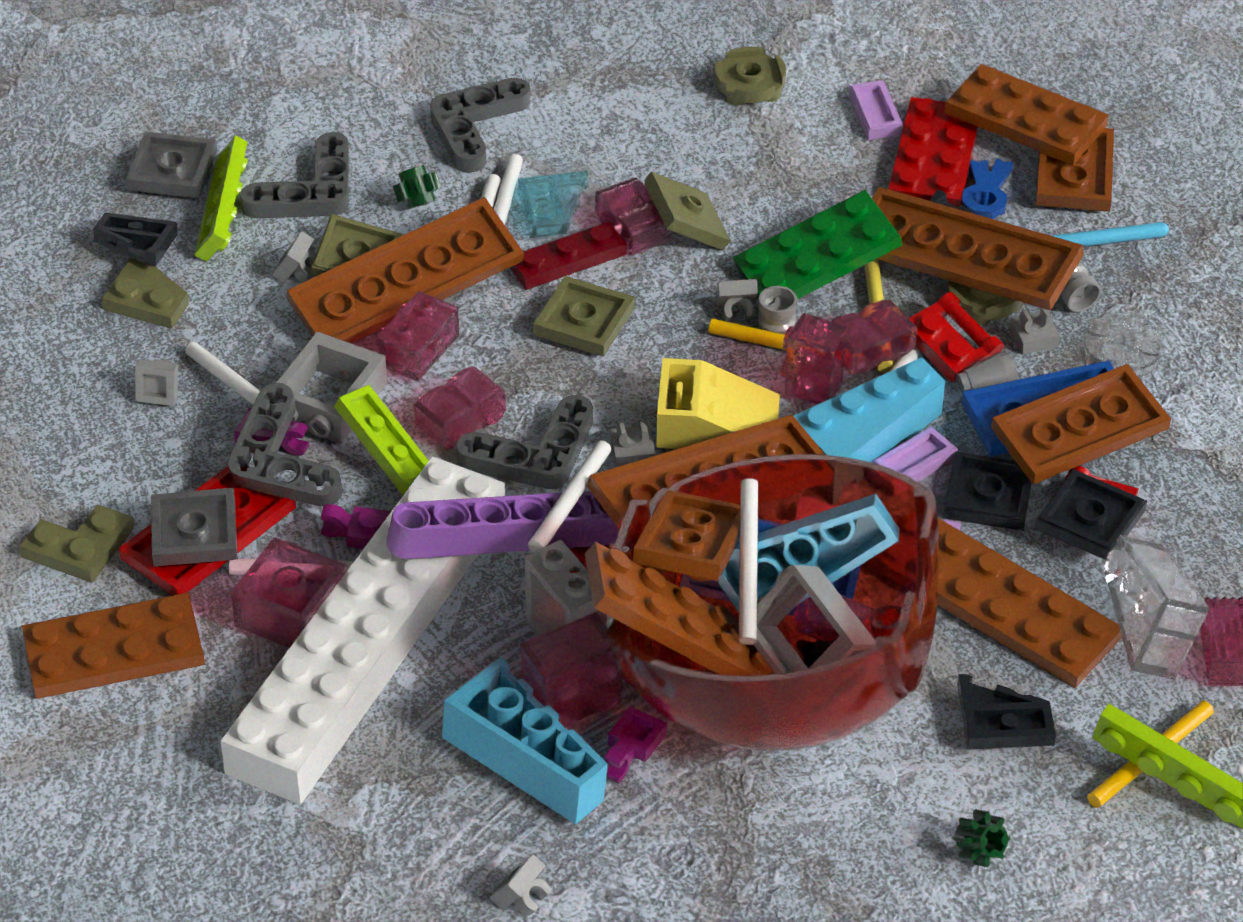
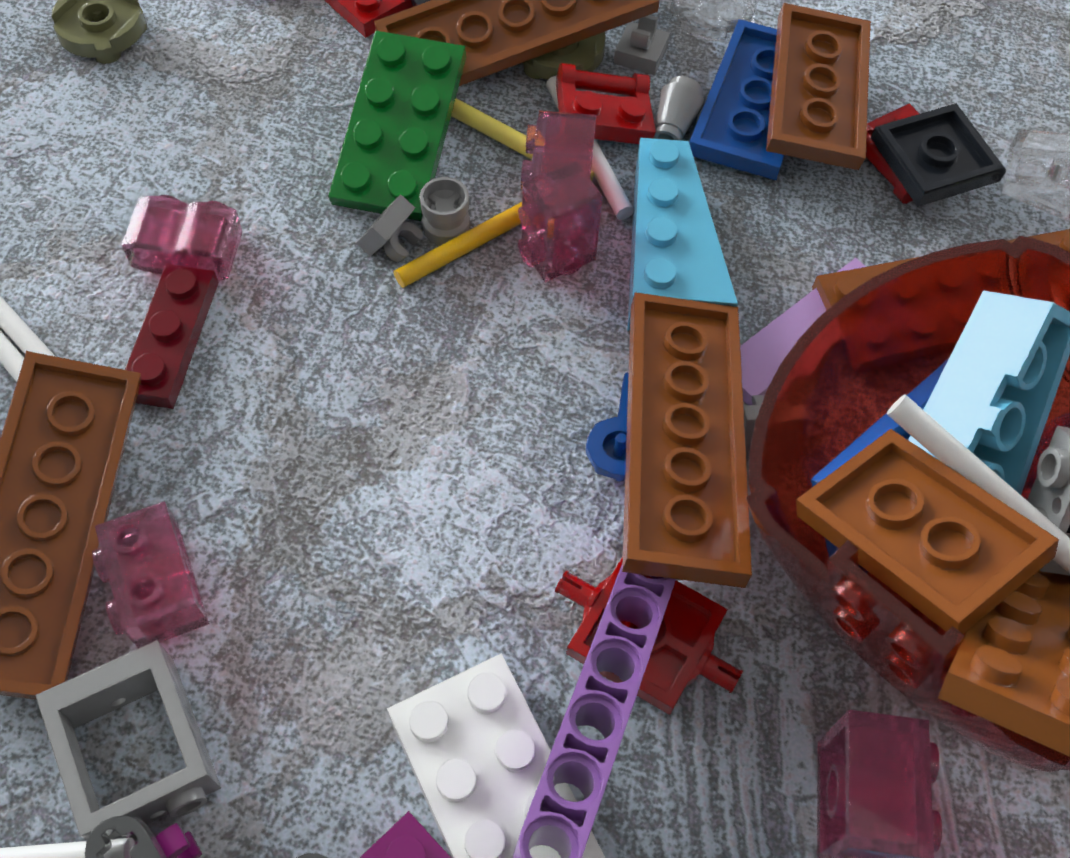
camera: 55 degrees left, 15 degrees up
(382, 436) = (291, 740): lime plate -> none
(460, 407) = (305, 609): clear pink brick -> none
(535, 458) = (445, 581): dark grey beam -> none
(551, 201) = (74, 297): clear light blue wing -> none
(554, 593) = (756, 735): light grey window -> none
(569, 496) = (634, 610): white bar -> none
(584, 316) = (280, 381): olive plate -> none
(631, 443) = (511, 468): light grey tile -> none
(632, 736) = (989, 787): magenta plate -> none
(687, 211) = (231, 188): olive plate -> none
(707, 402) = (535, 361): light yellow slope -> none
(919, 455) = (738, 236): lavender tile -> none
(987, 492) = (819, 211): black tile -> none

